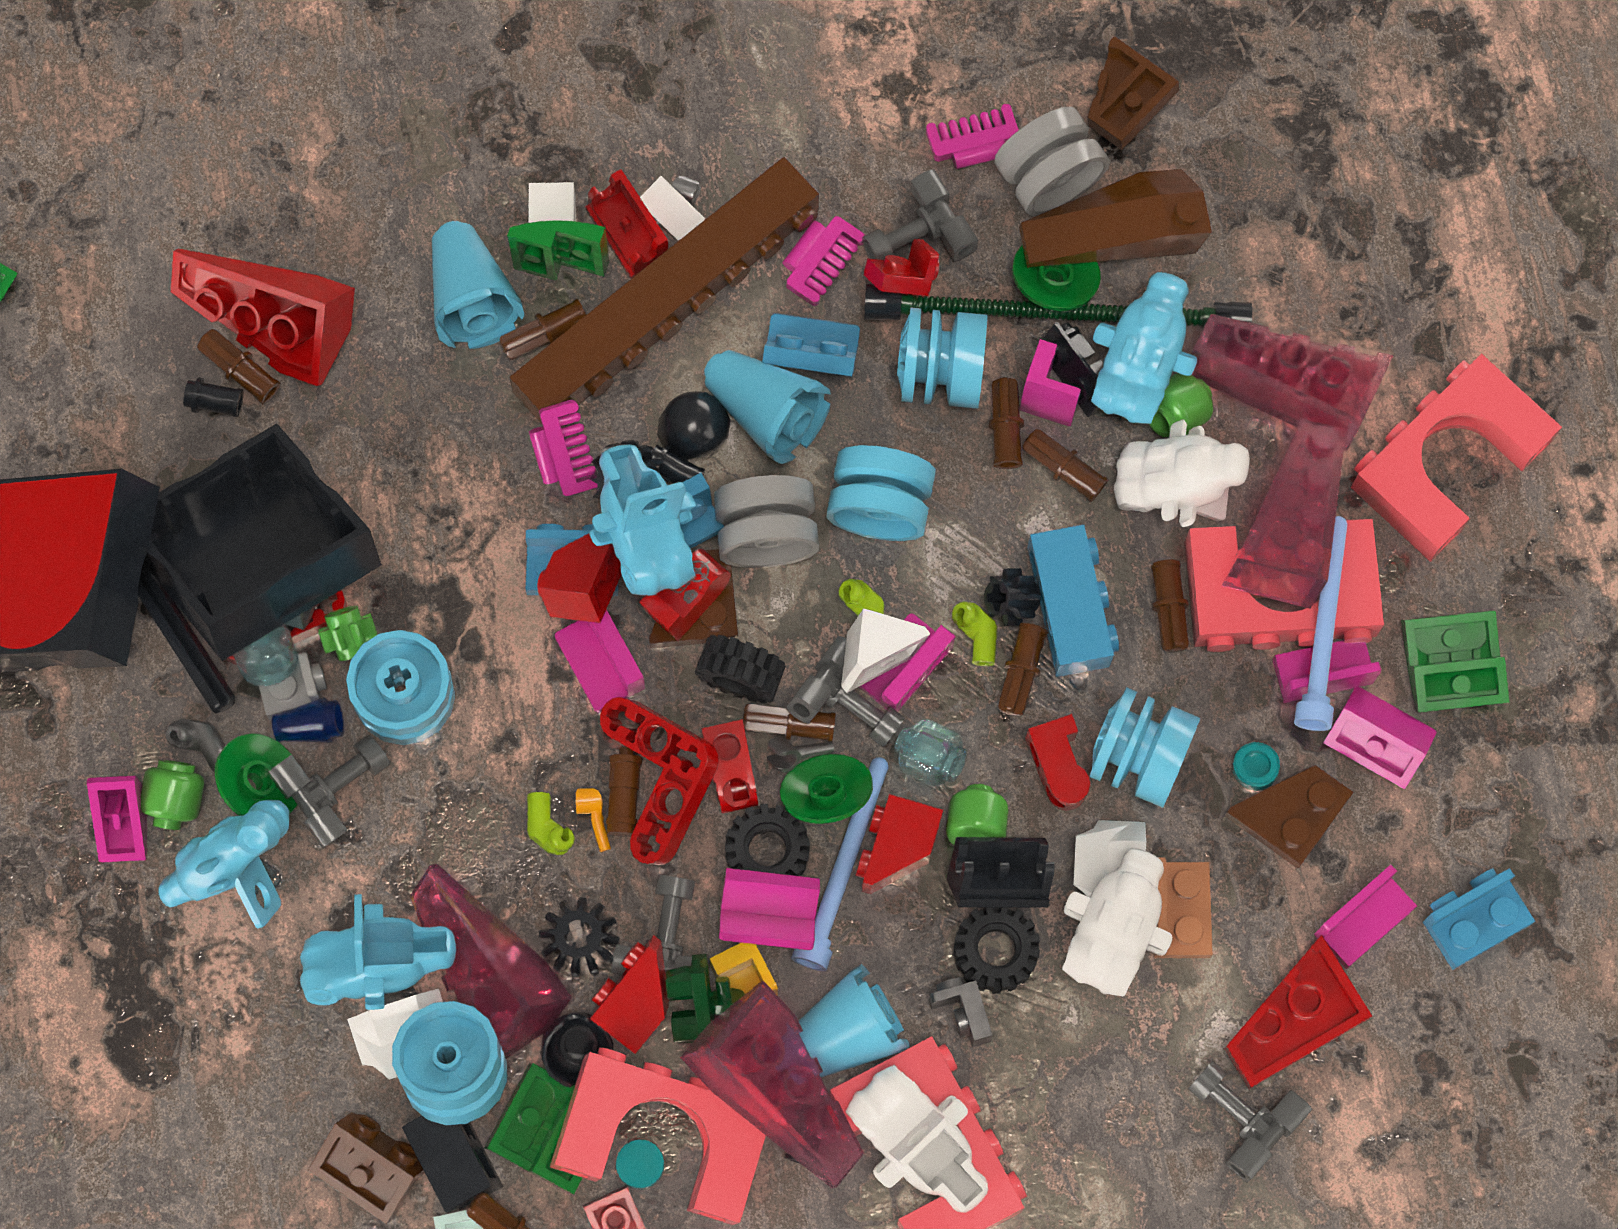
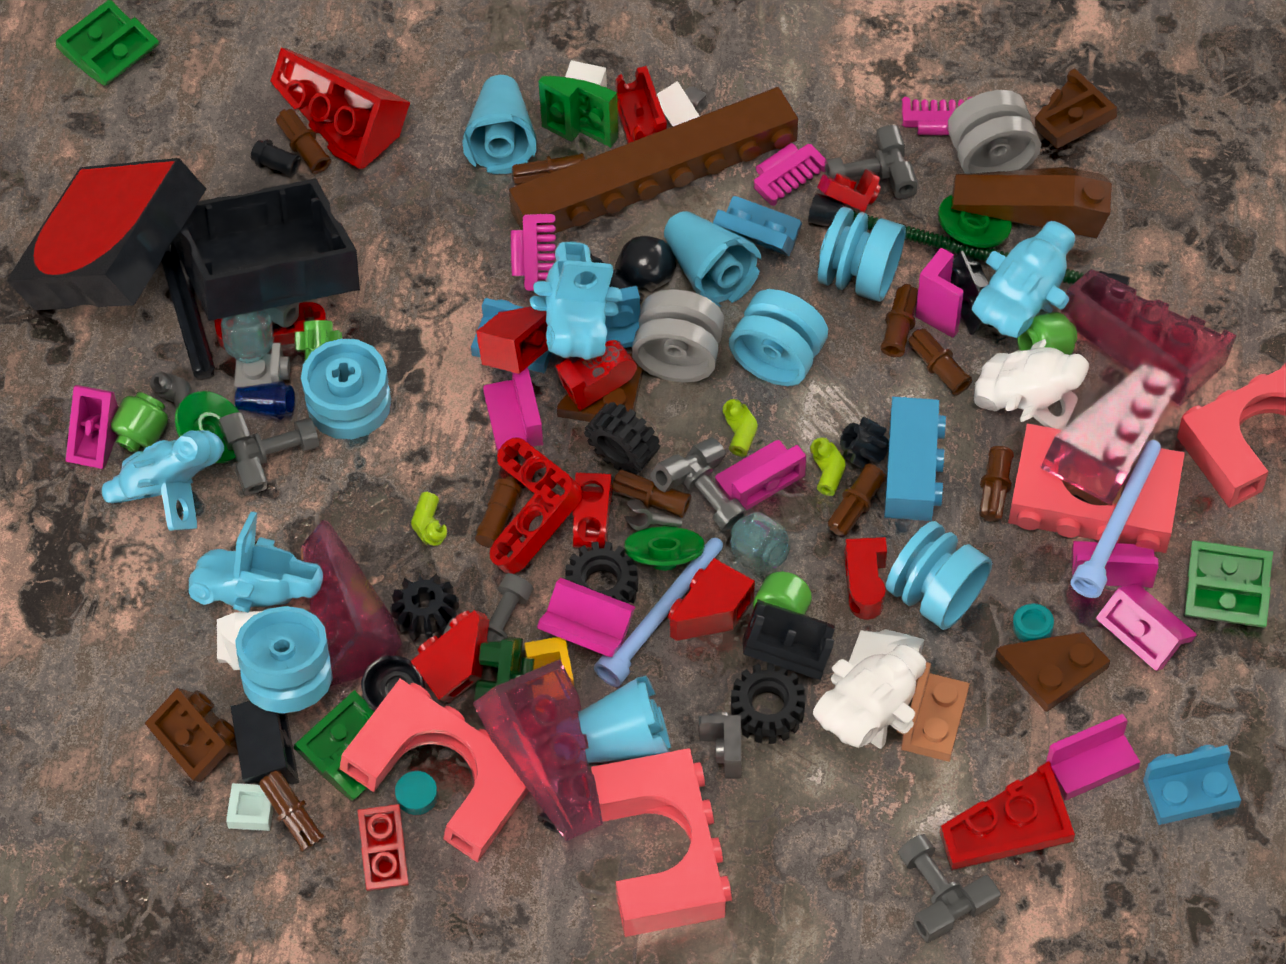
camera: 20 degrees right, 15 degrees down
(591, 802) = (469, 512): light orange hand -> none
(878, 645) = (741, 448): white slope -> none
(918, 1139) = (650, 818): white piece -> none

